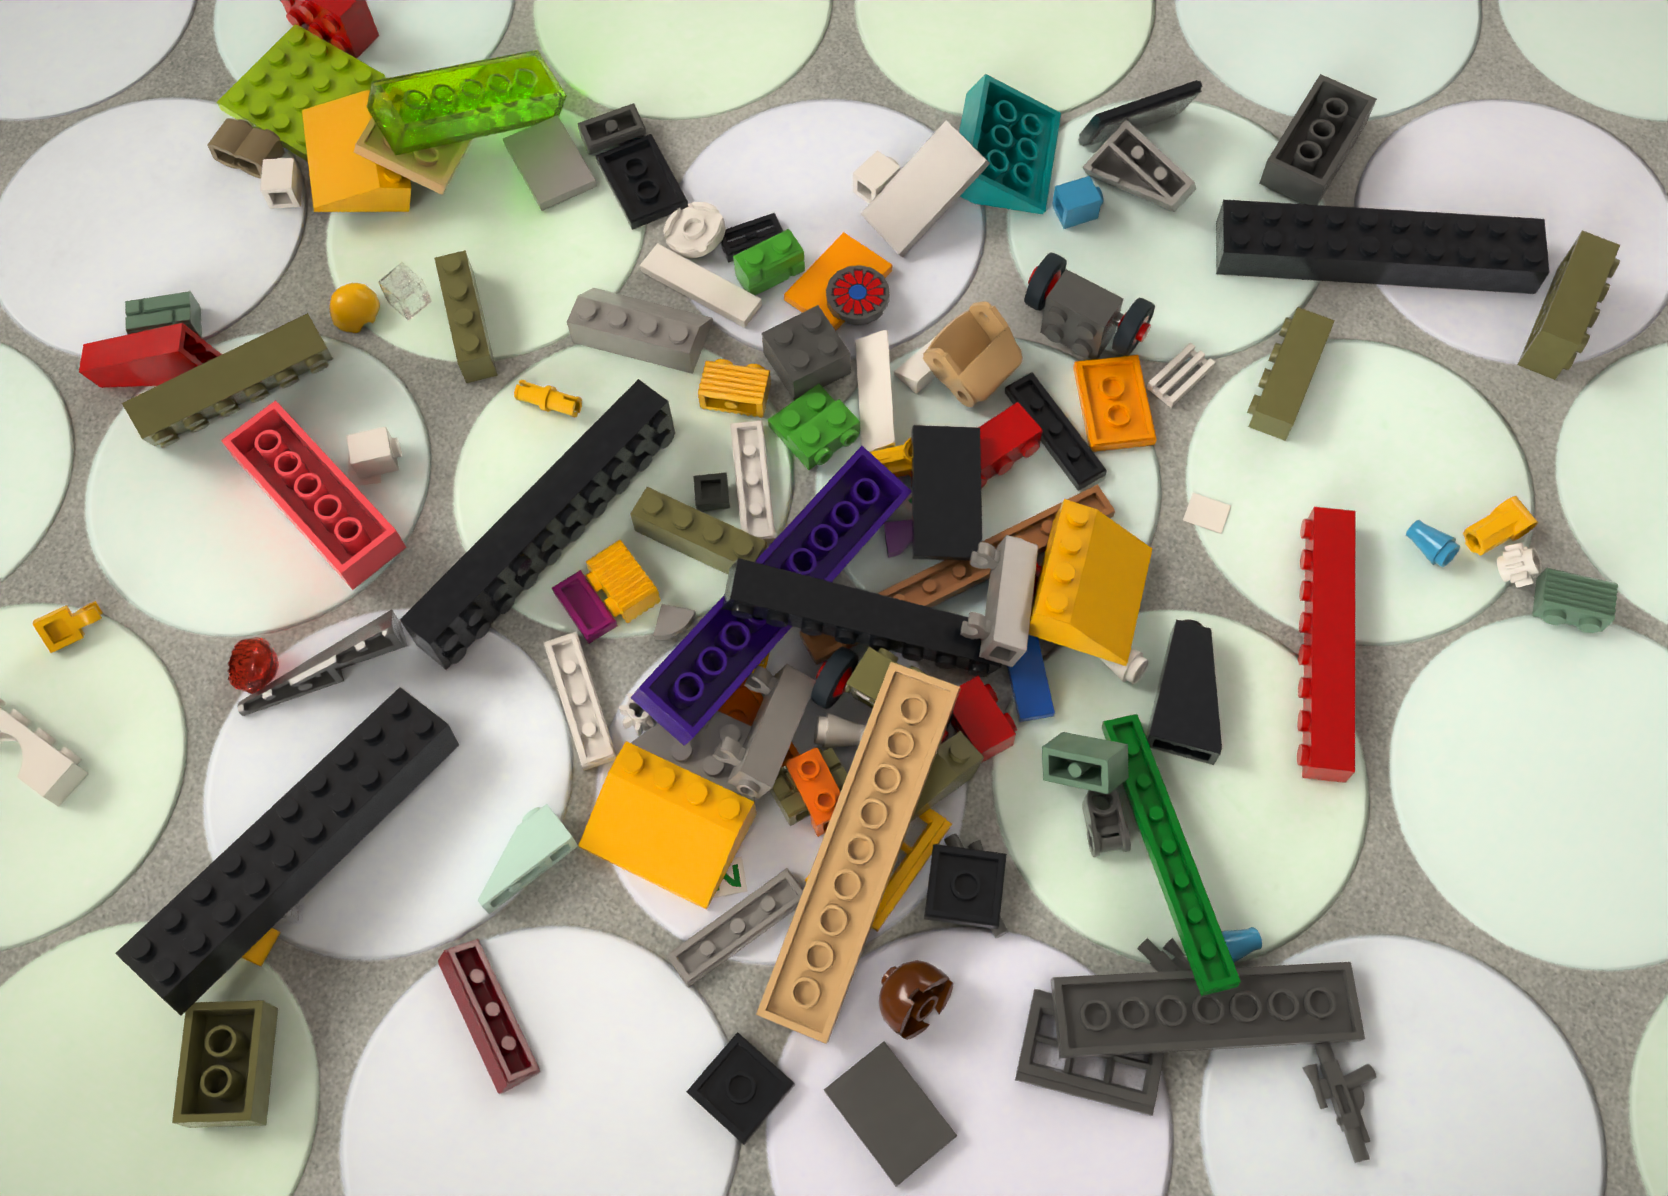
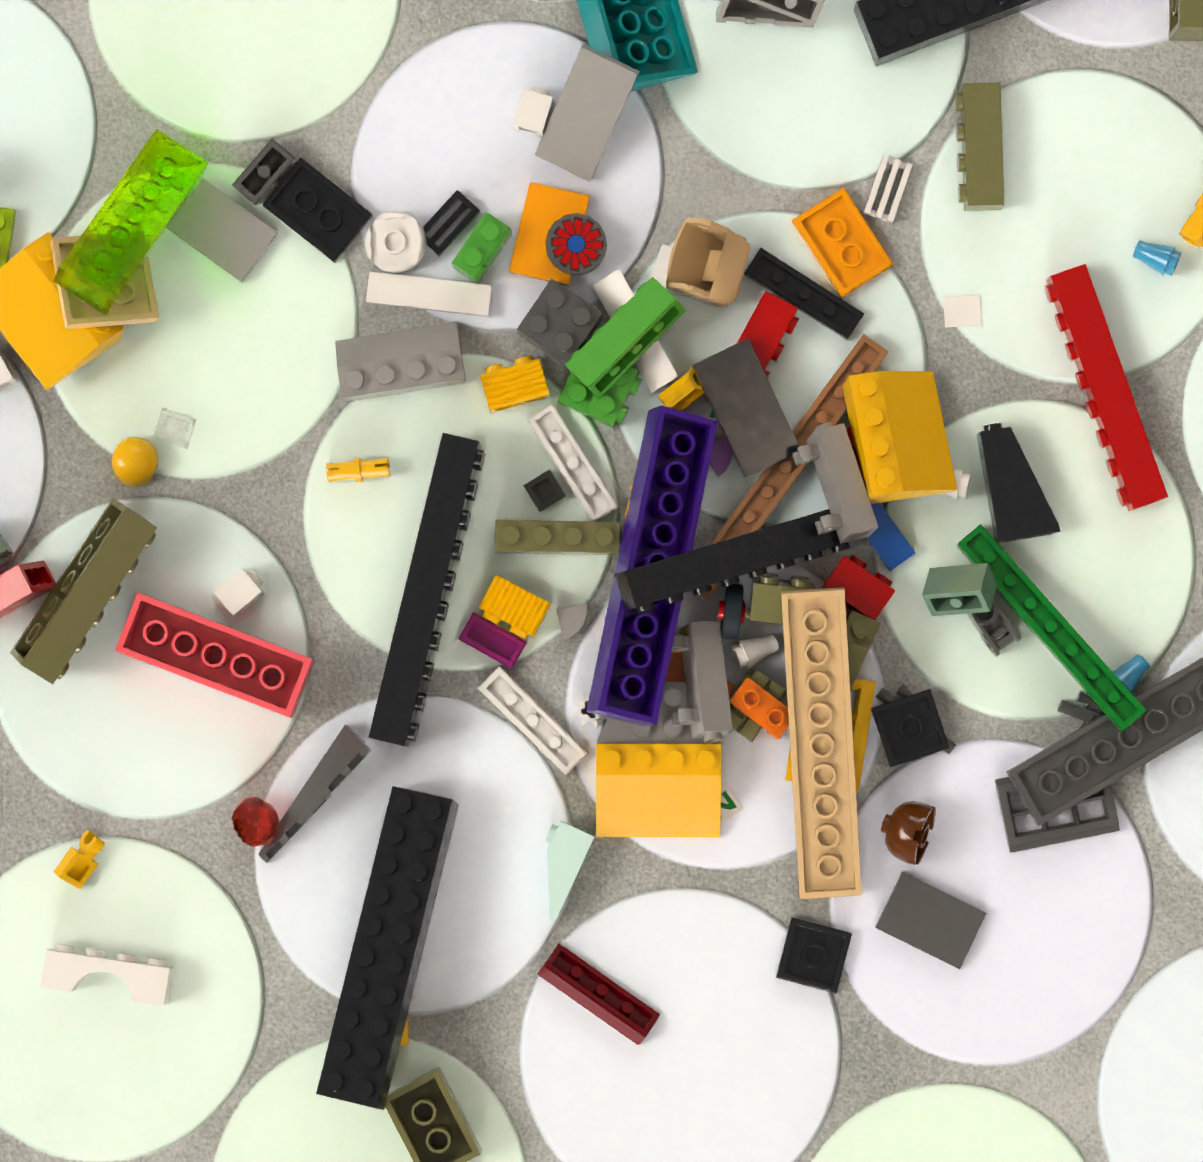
camera: 25 degrees left, 20 degrees up
(465, 317) = (242, 427): olive brick -> none
(736, 928) = (751, 839): light grey tile -> none
(860, 379) = (625, 337): none -> bright green brick
(1077, 202) = (724, 53): dark azure brick -> none
(1083, 312) = (782, 177): dark grey brick -> none

